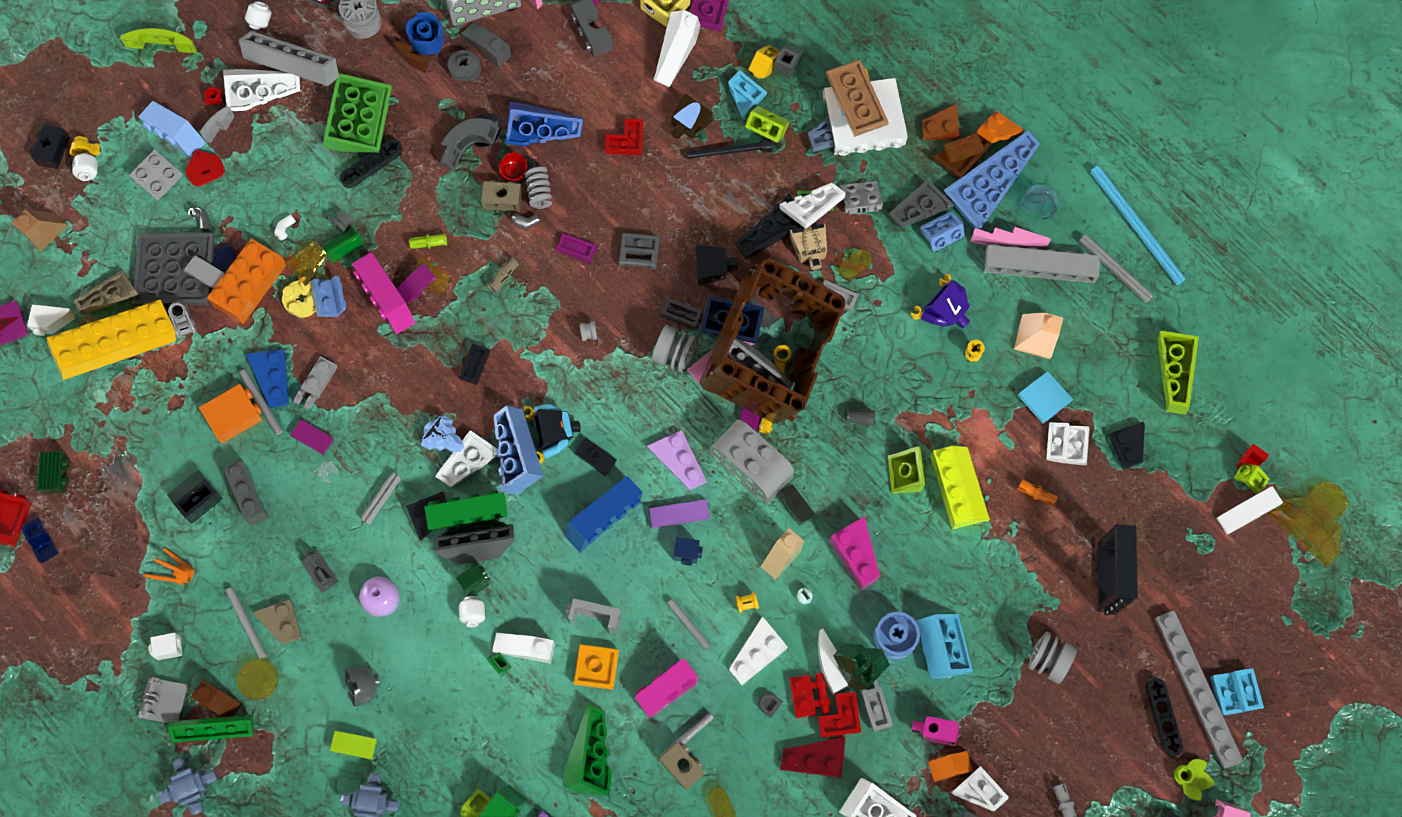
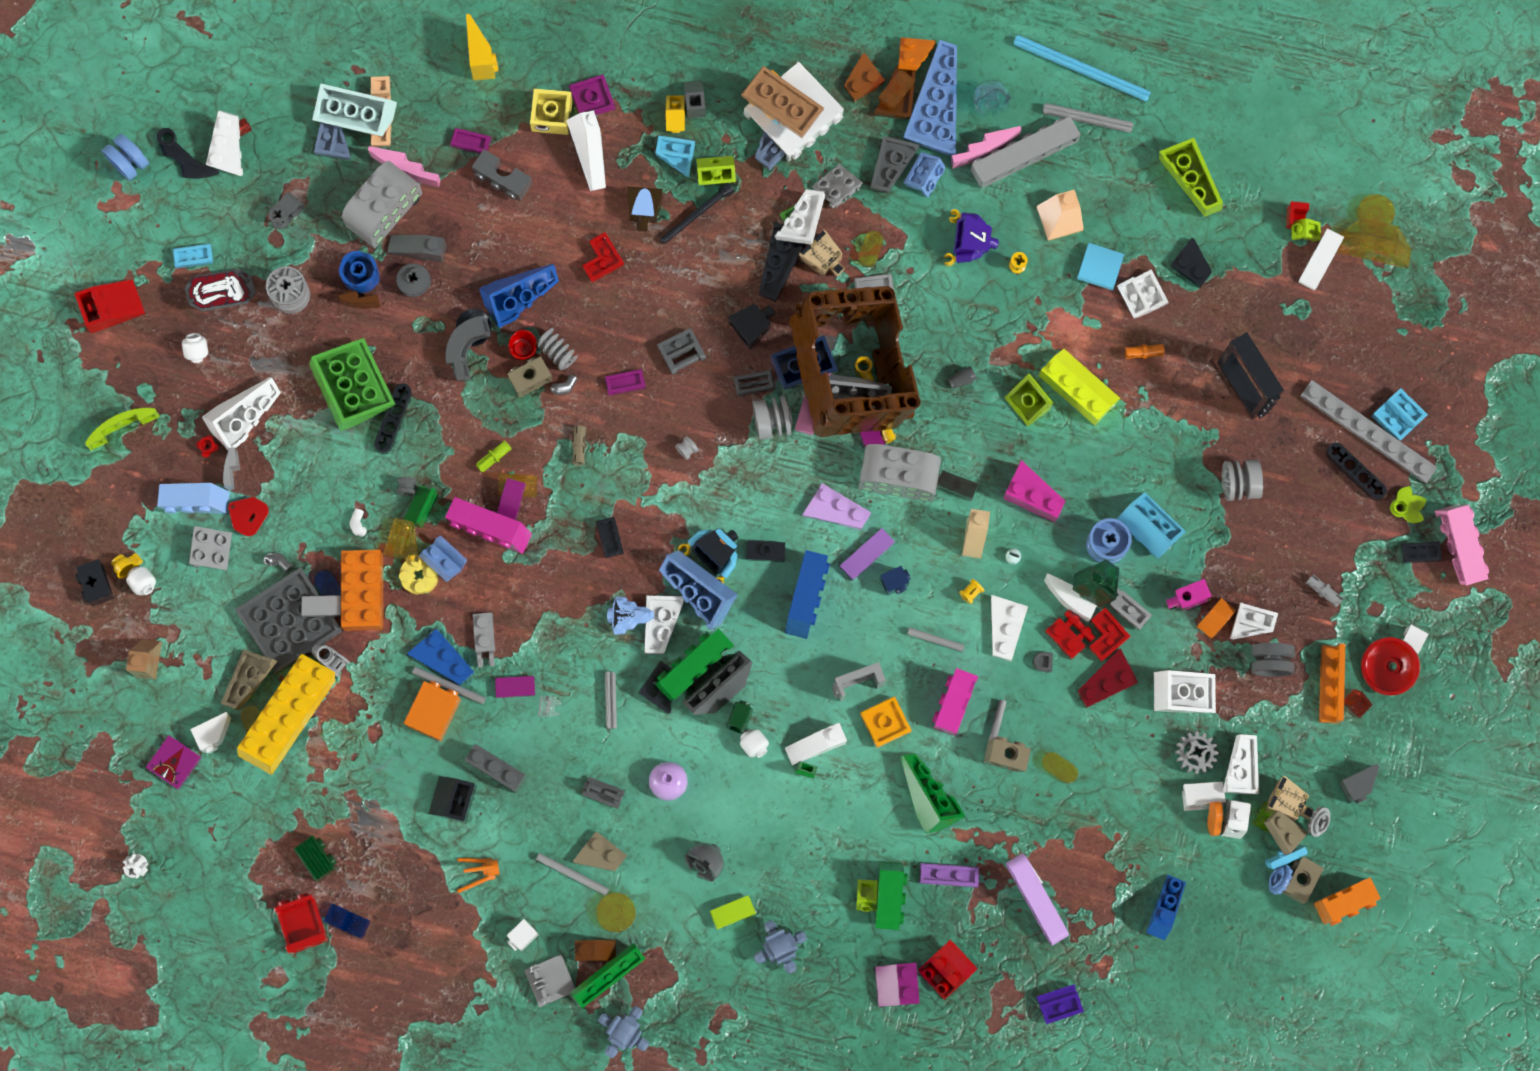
camera: 35 degrees left, 5 degrees up
(289, 58) = (257, 370): light grey brick -> none

